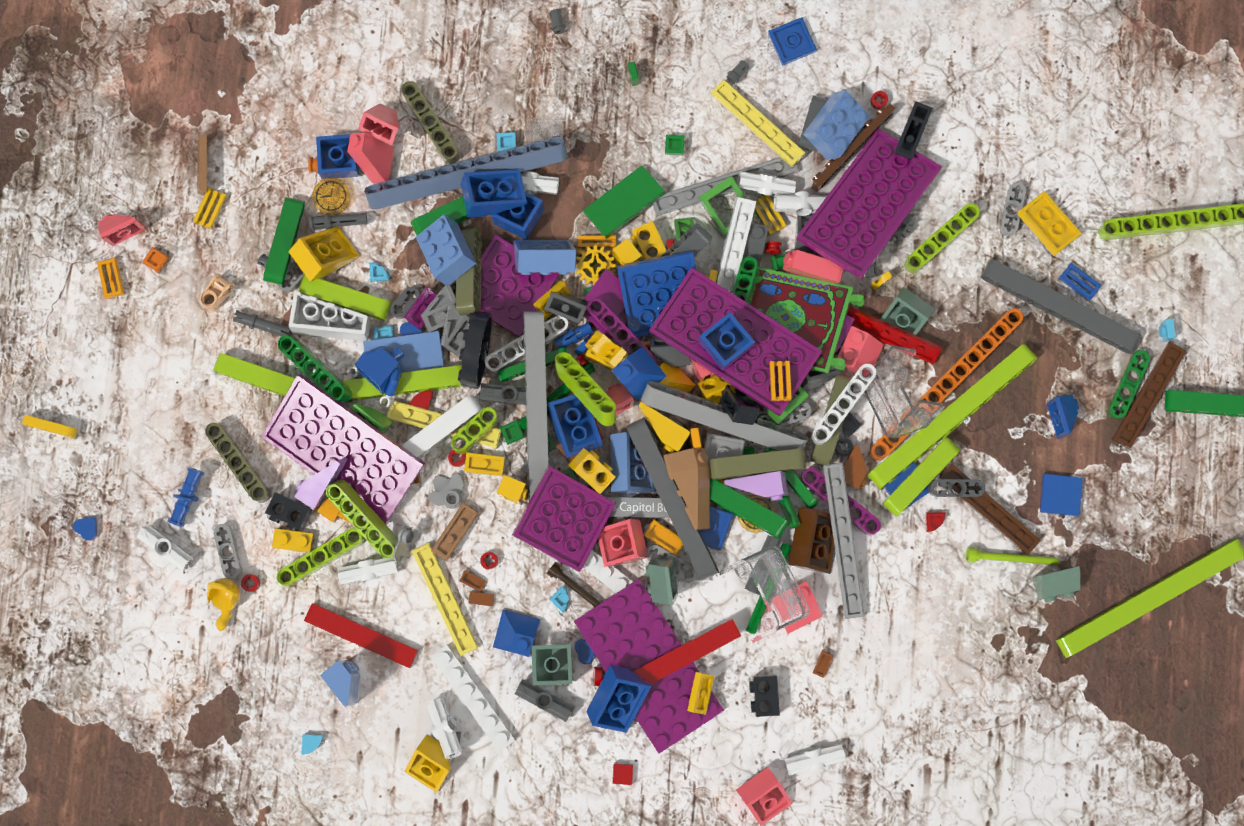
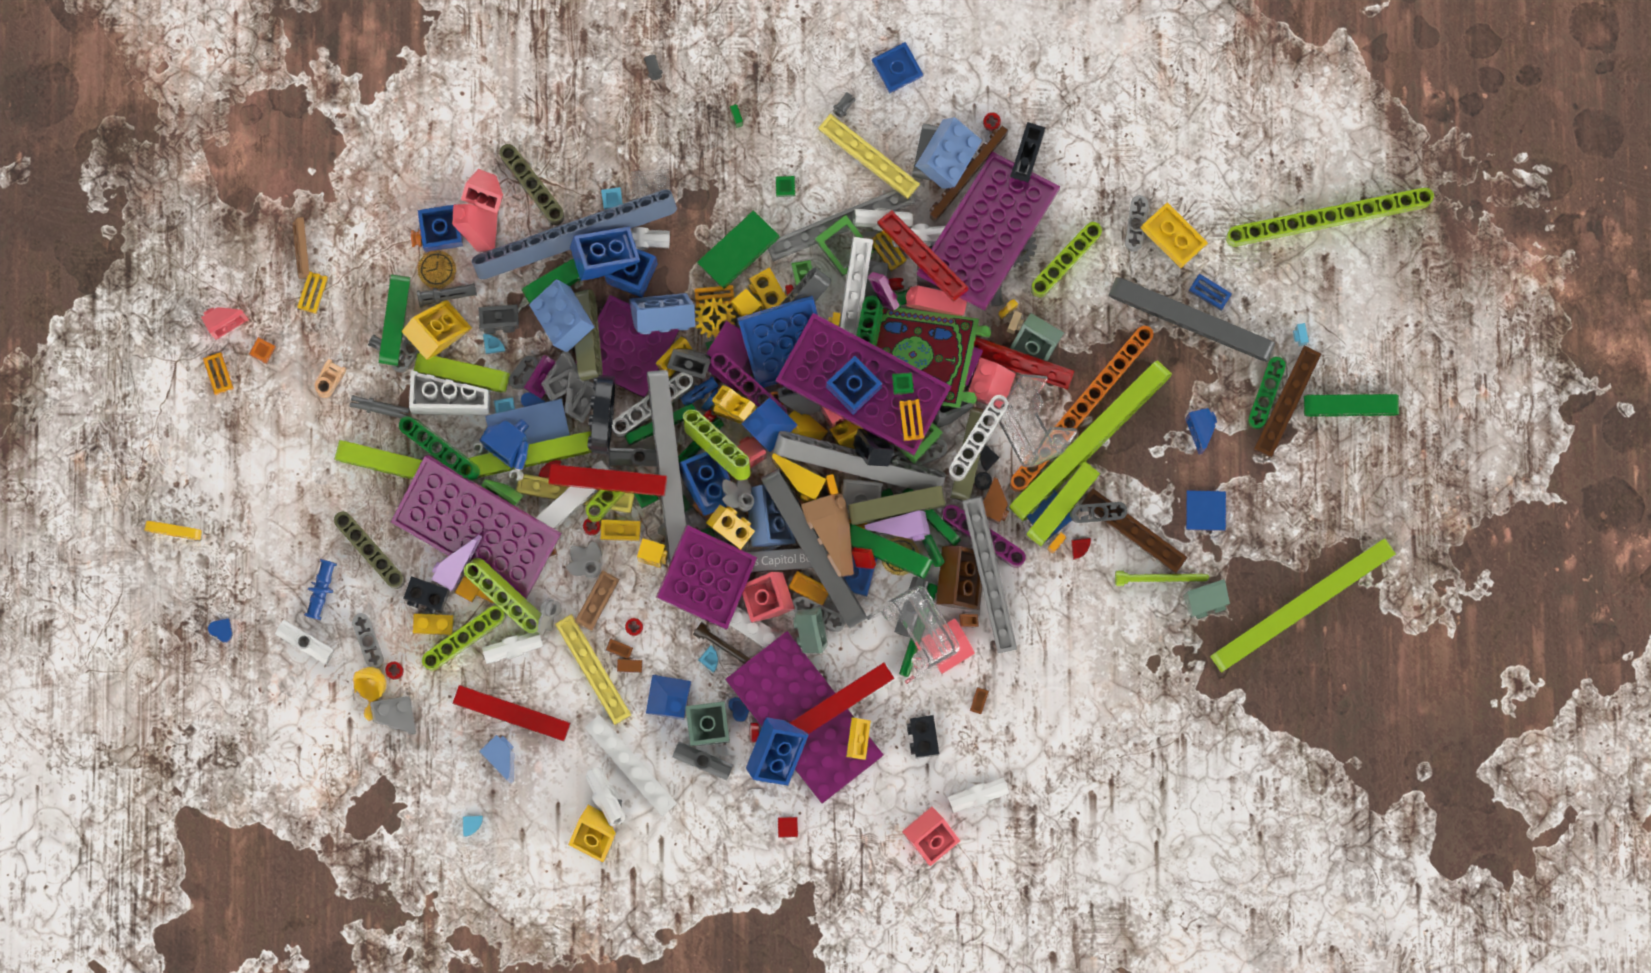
camera: 10 degrees left, 0 degrees up
(246, 626) = (394, 713): none -> light grey wing
(386, 248) = (498, 318): none -> dark grey bracket
(475, 414) = (607, 480): none -> red tile
(601, 438) = (737, 493): none -> light grey plate
(720, 513) = (864, 558): none -> red tile
(762, 252) = (883, 290): none -> magenta plate
(774, 344) = (902, 383): none -> green tile
(804, 221) = (922, 256): none -> red tile
(819, 583) = (969, 620): none -> dark orange piece
(888, 295) = (1016, 322): none -> tan plate
(911, 515) = (1056, 543): none -> light orange tile

